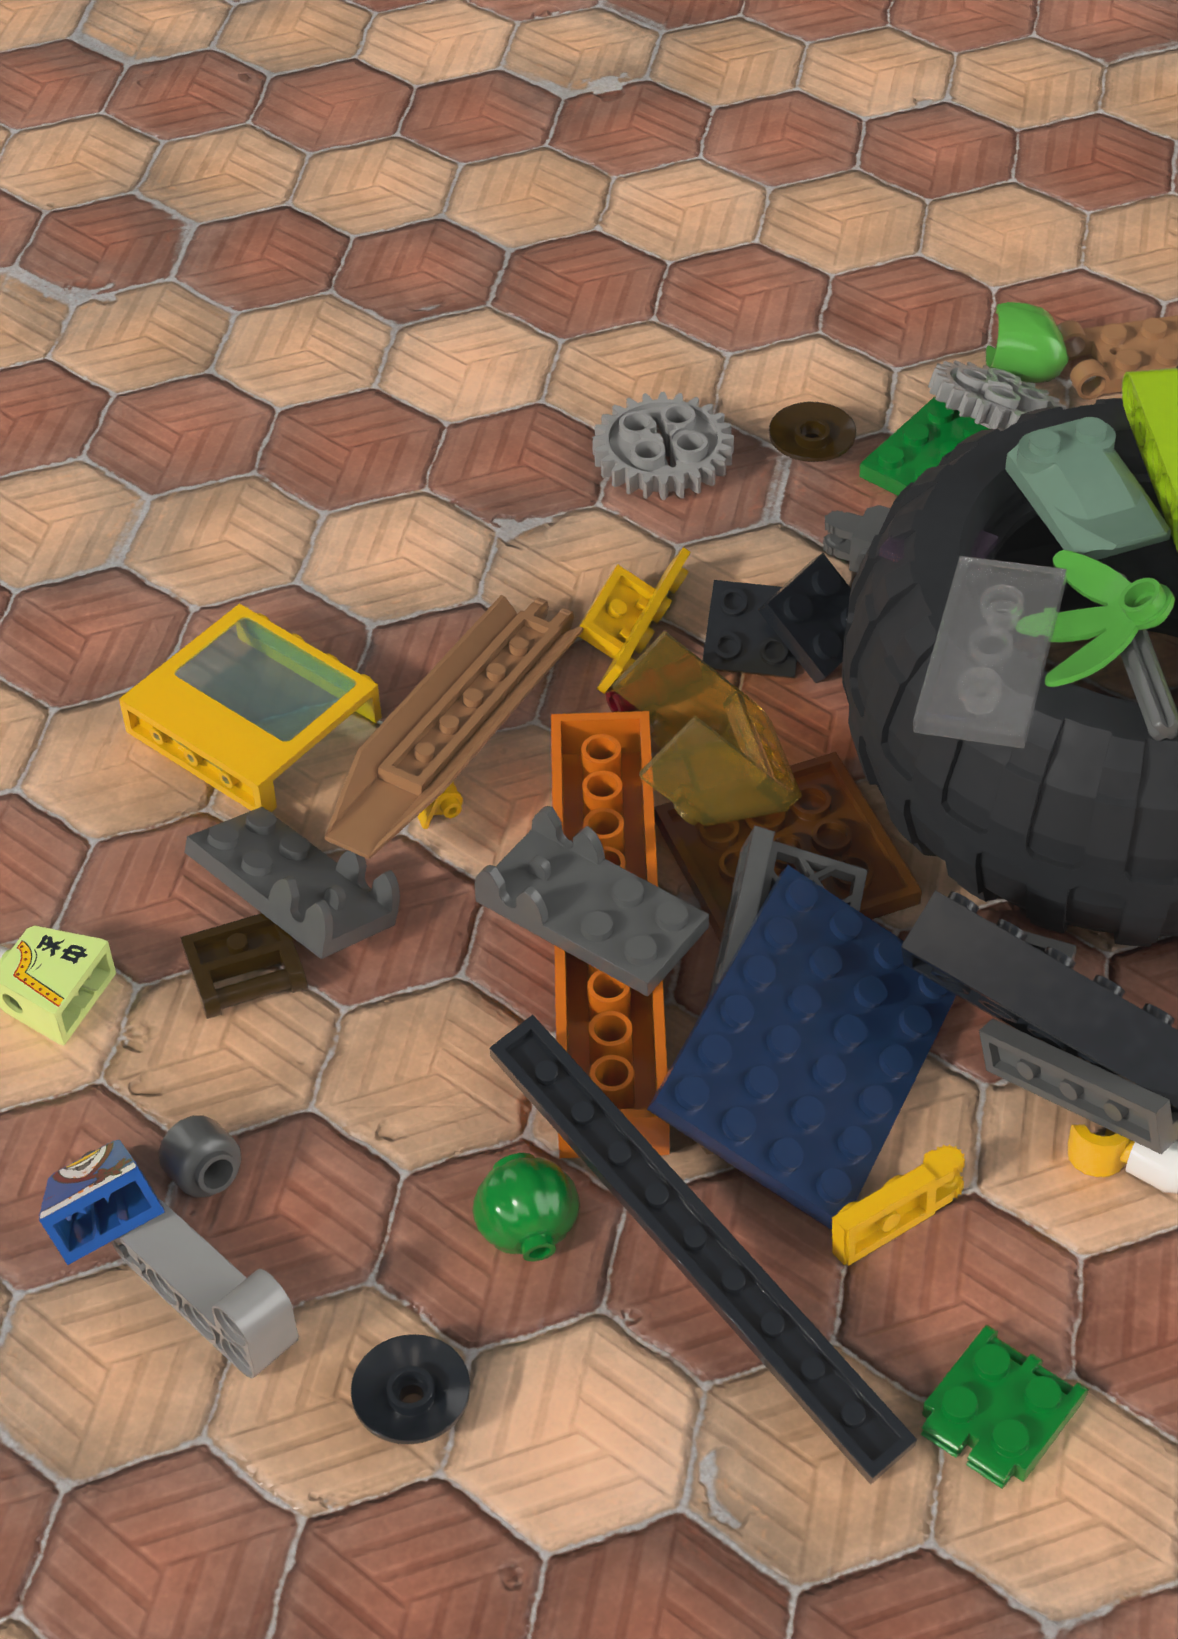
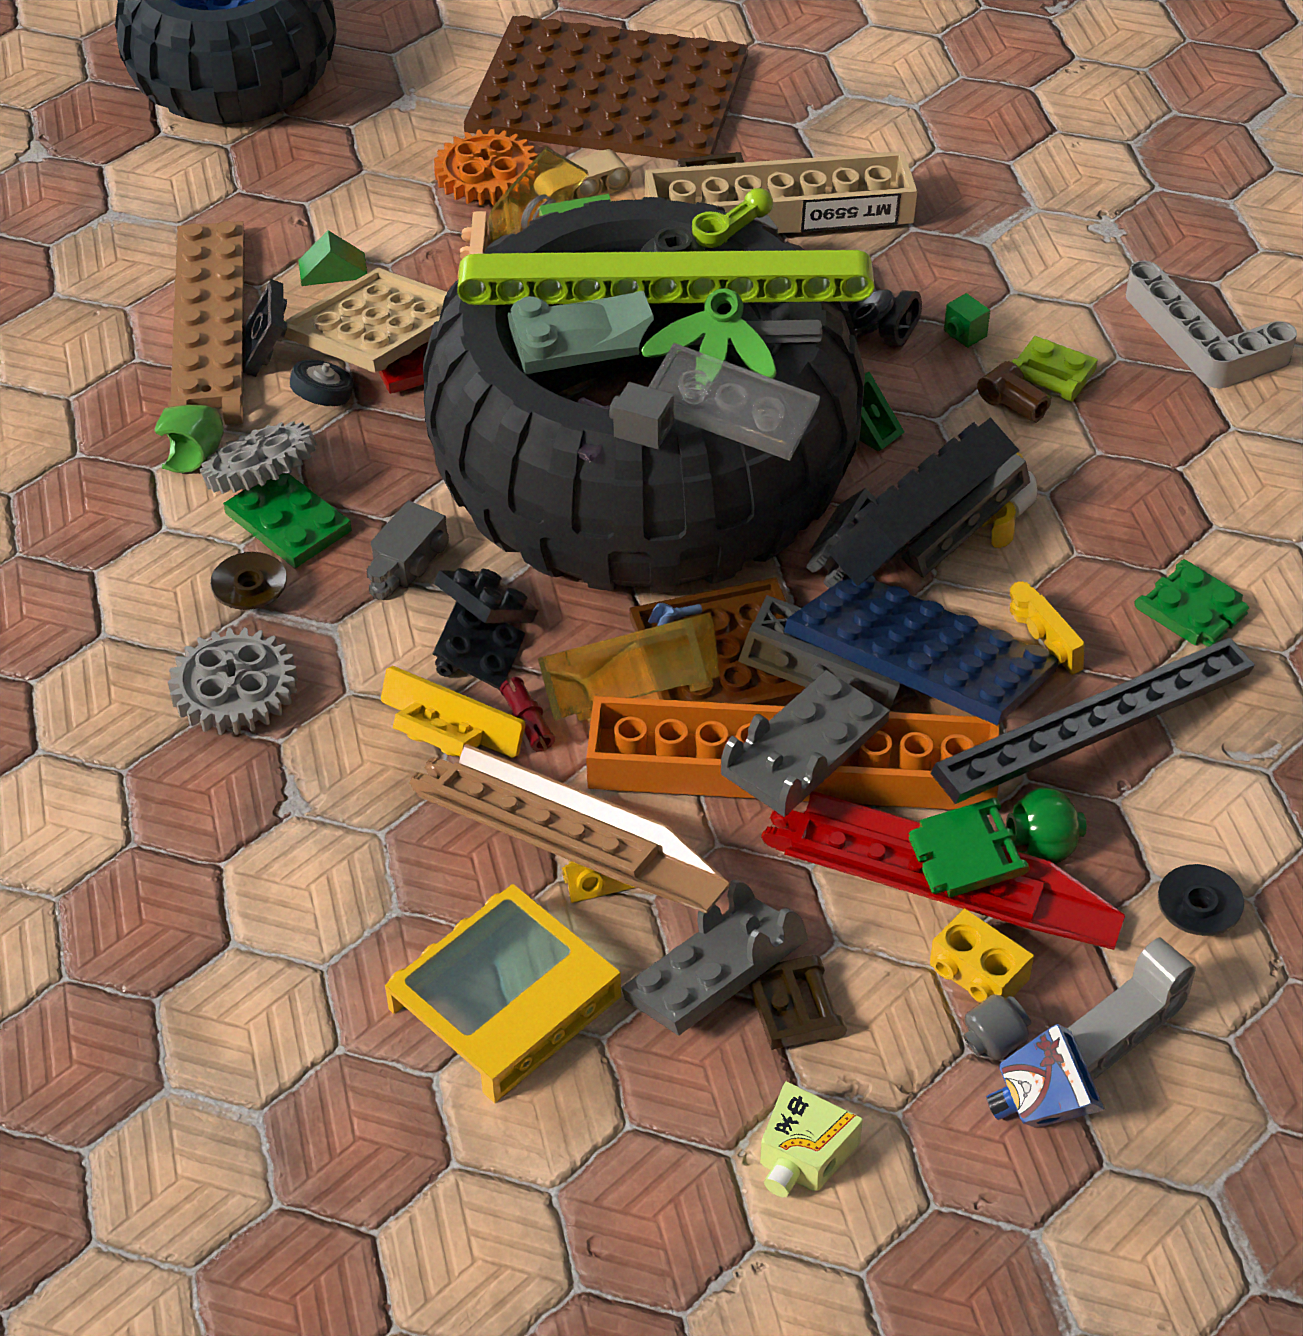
camera: 85 degrees left, 0 degrees up
(309, 1144) = (982, 955): none -> yellow brick
(431, 1108) = (879, 850): none -> red hinge
(451, 1097) = (964, 850): none -> green plate
(817, 771) = (666, 614): none -> medium blue hand
(928, 562) = (642, 415): none -> dark grey brick

